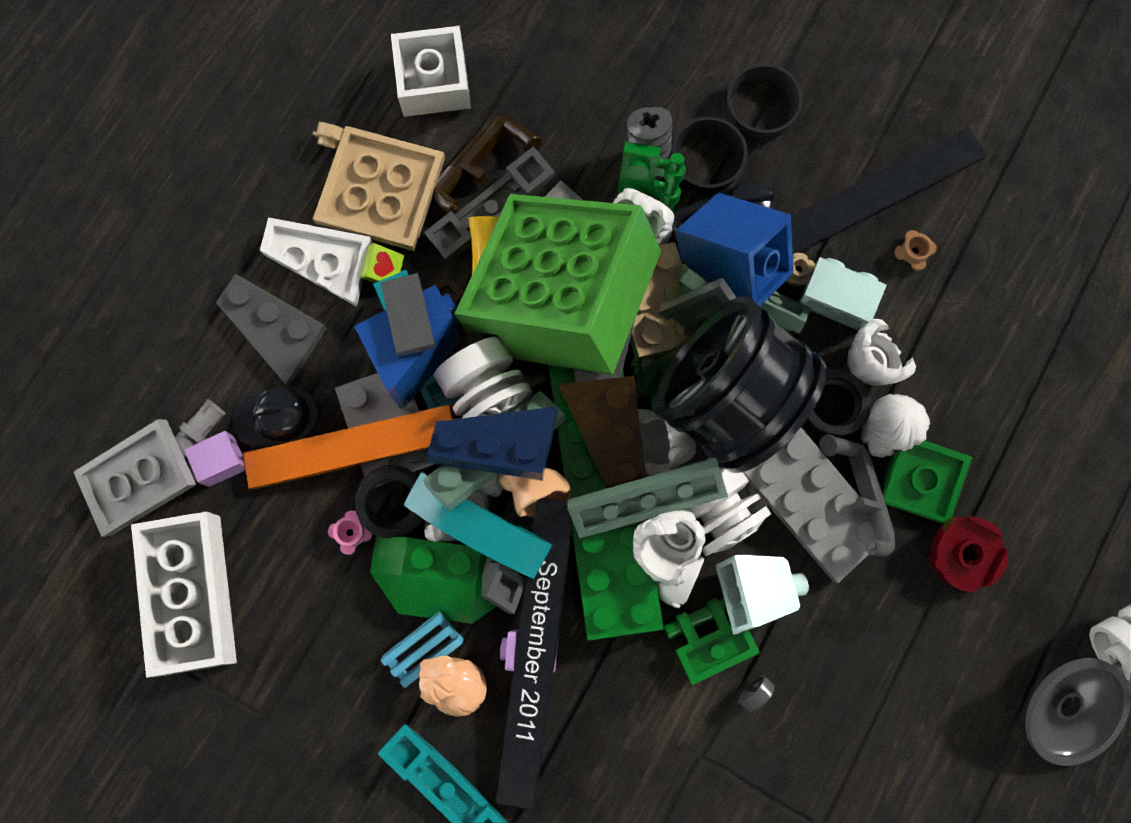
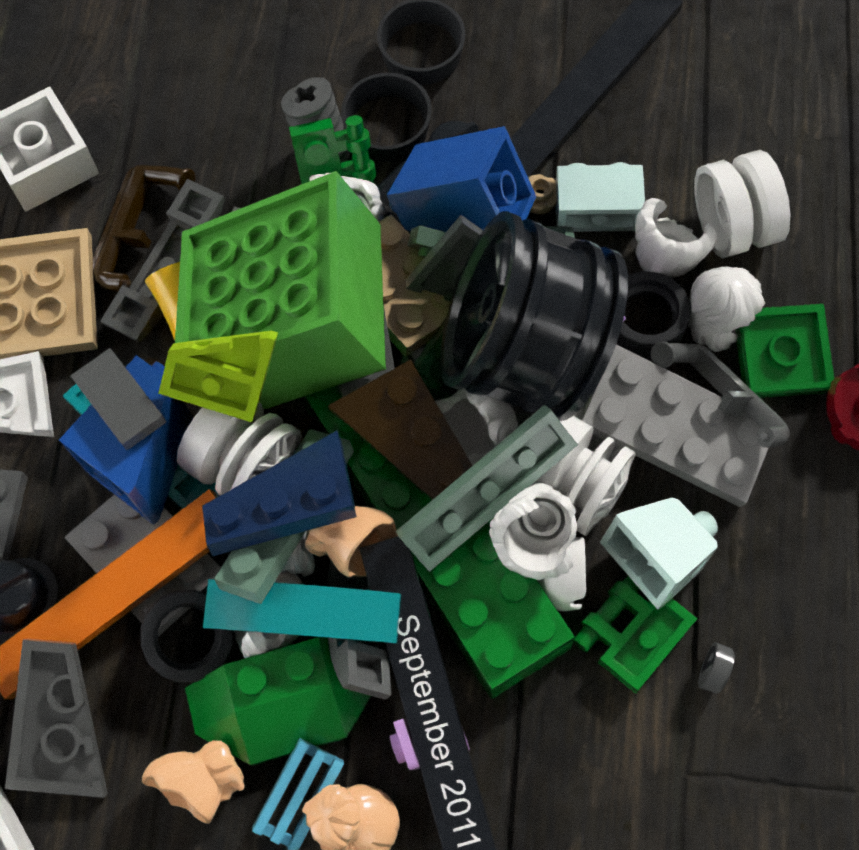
camera: 20 degrees left, 10 degrees down
(274, 523) = (53, 725): none -> dark grey wing
(339, 532) = (149, 683): bright pink plate -> none
(357, 607) = (196, 779): none -> light nougat hair
(380, 263) = (57, 372): lime tile -> none
(488, 330) = (220, 372): none -> lime wing
(922, 243) = (659, 114): medium nougat plate -> none
(949, 351) = (743, 202): none -> white wheel

